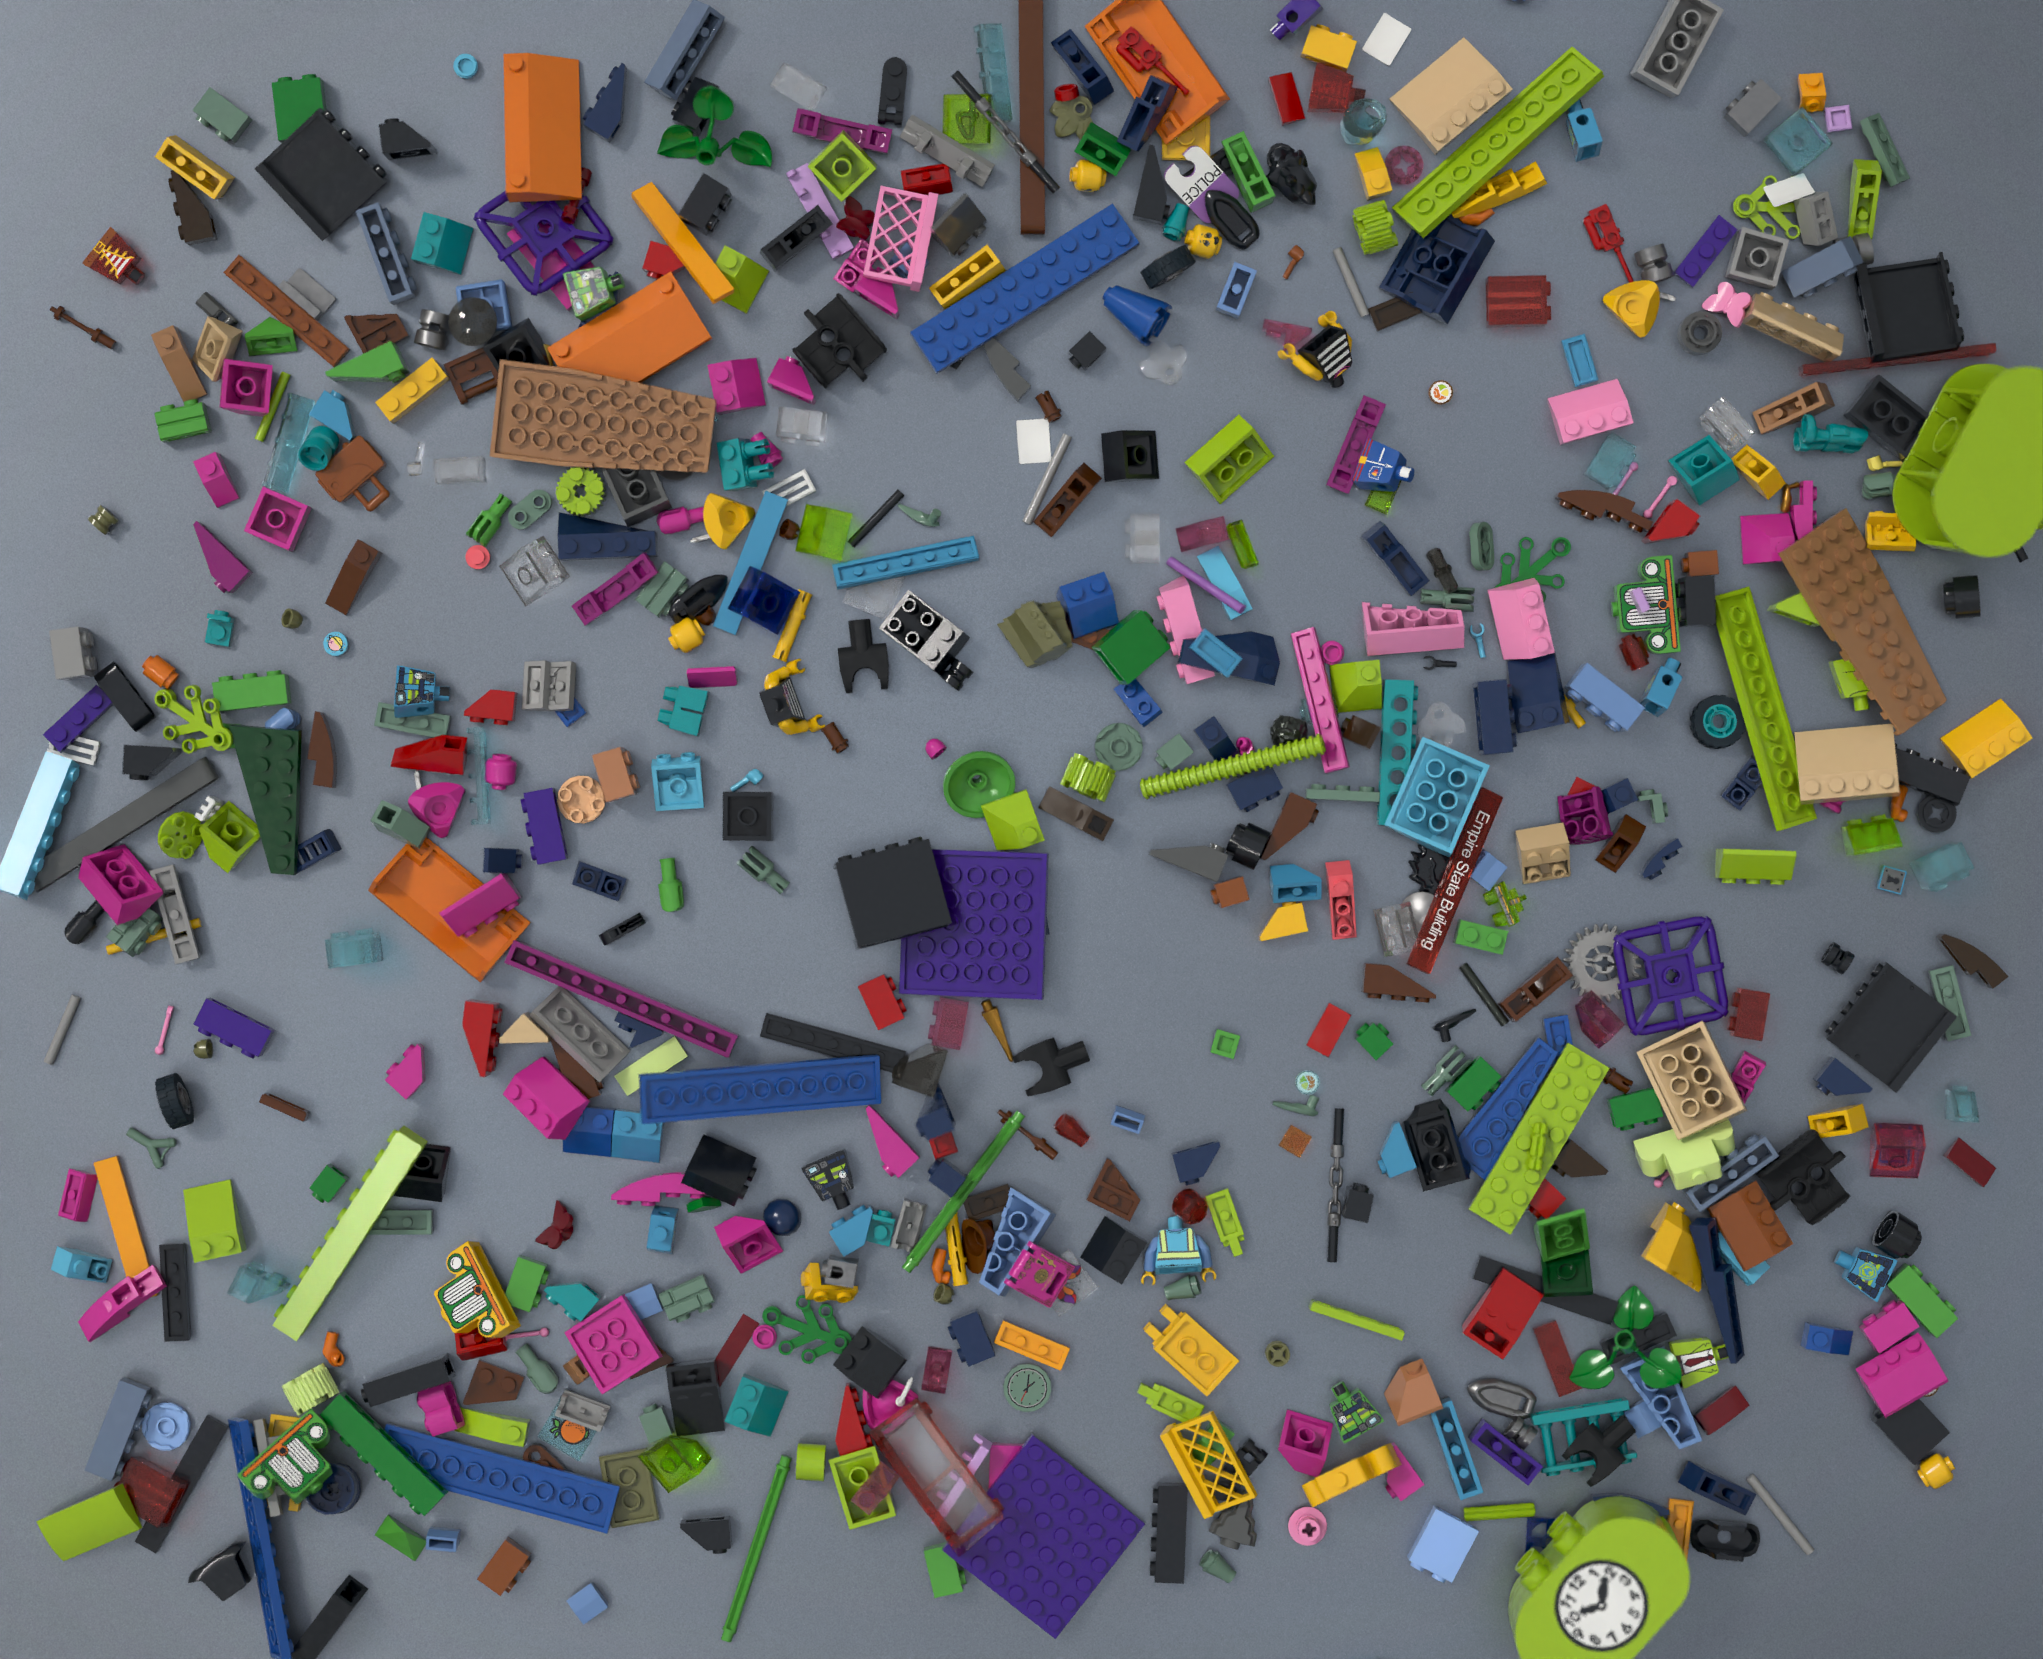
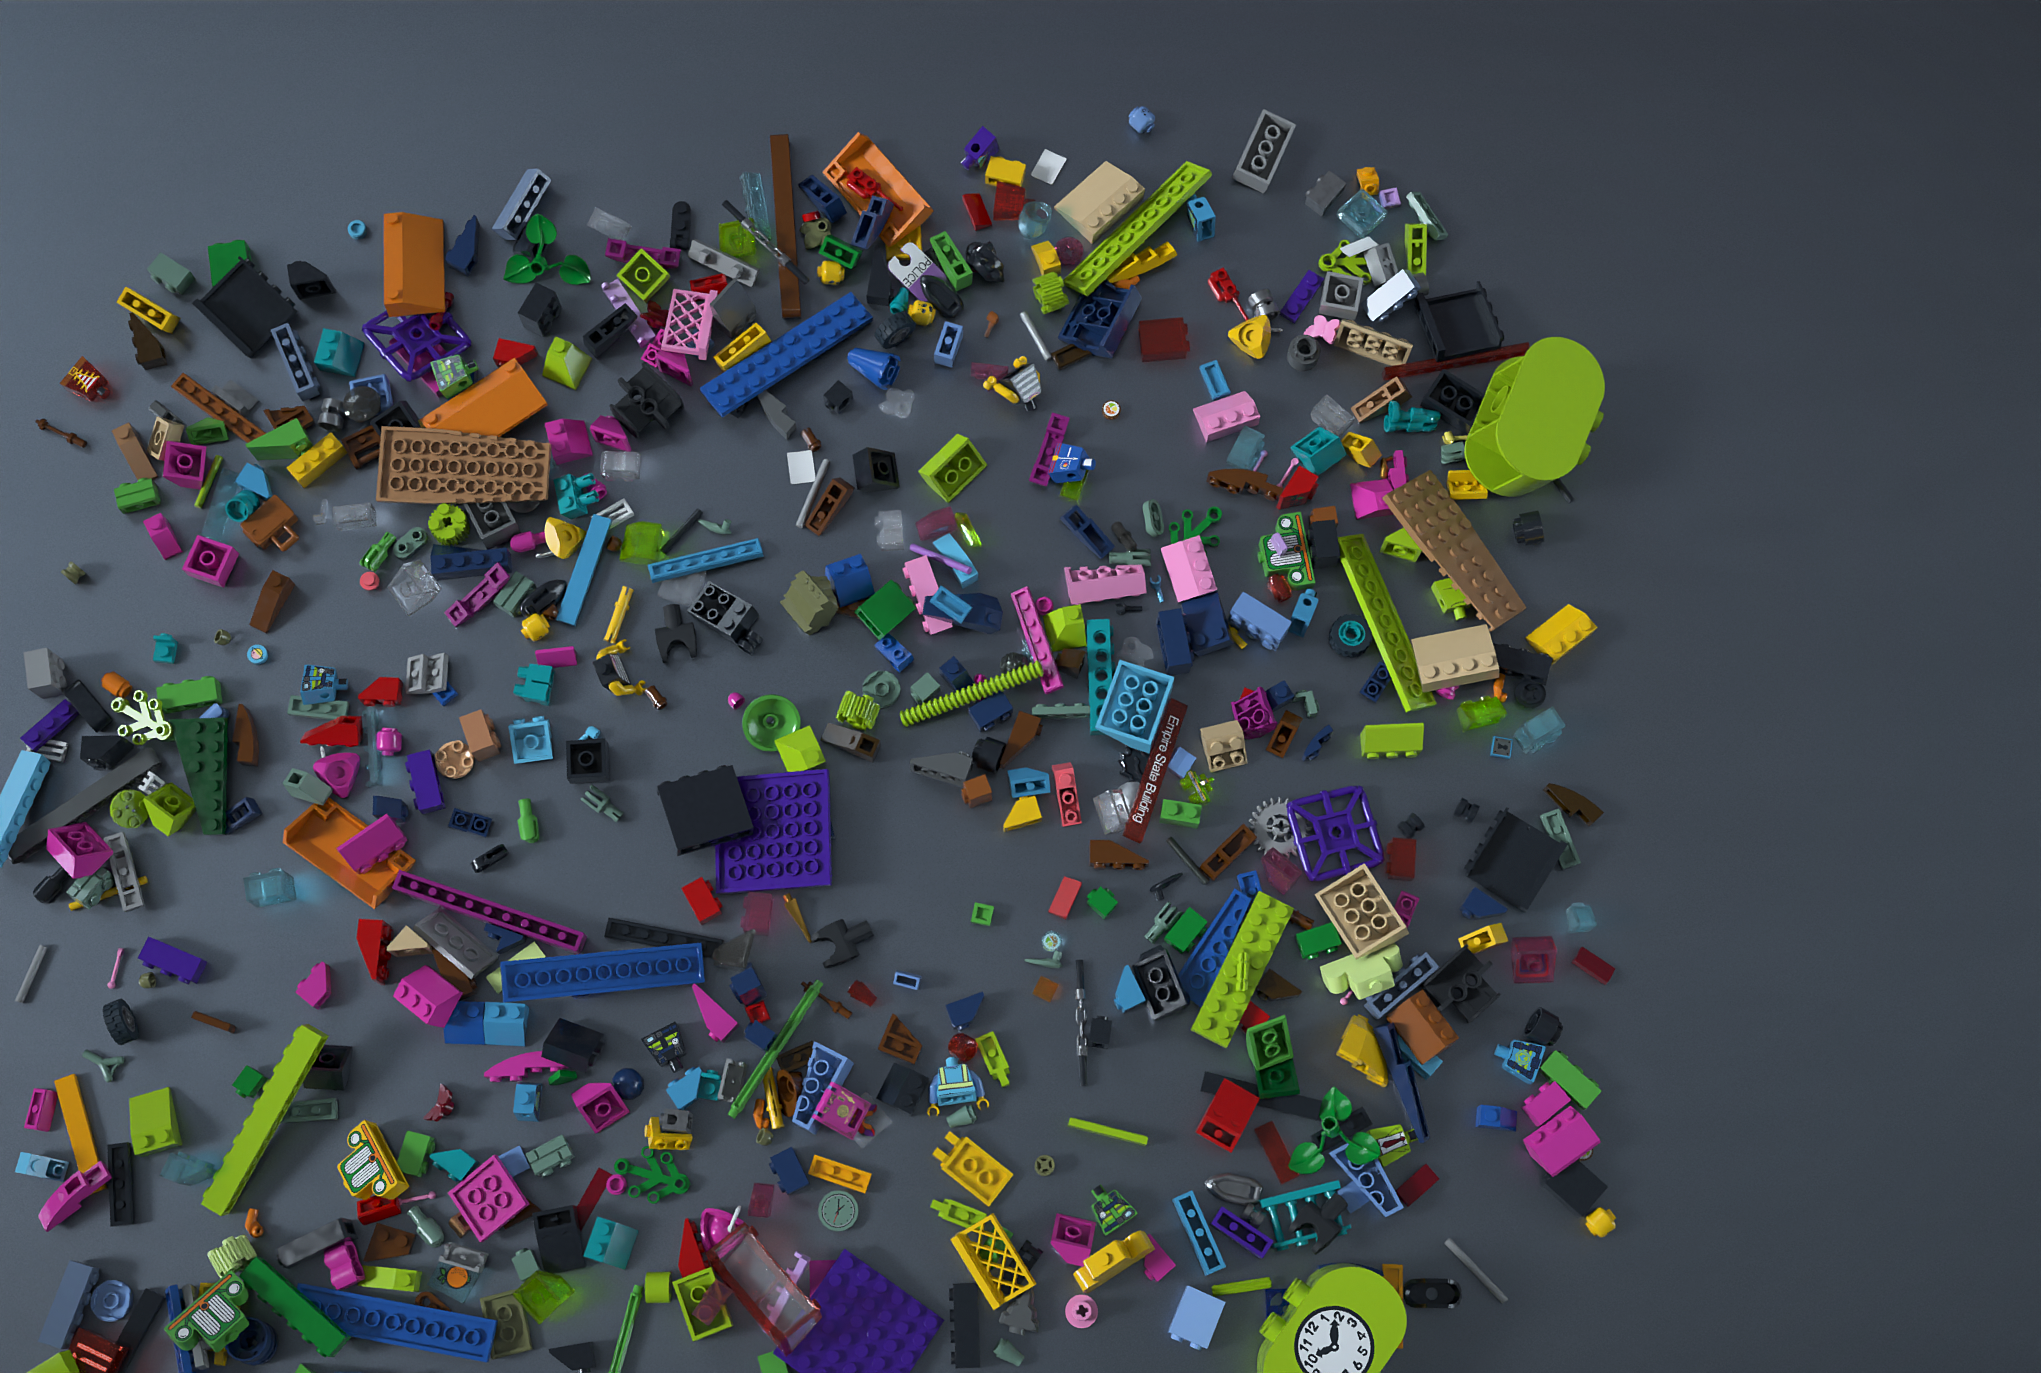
camera: 10 degrees left, 15 degrees down
(222, 563) = (167, 599): magenta slope -> none
(682, 242) = (523, 337): light orange tile -> none
(763, 600) = (594, 594): clear blue brick -> none
(870, 1362) = (704, 1196): black slope -> none
(1412, 1393) = (1159, 1187): nougat slope -> none
(1716, 1488) = (1420, 1251): dark blue slope -> none
(1764, 974) = (1410, 826): none -> black wheel

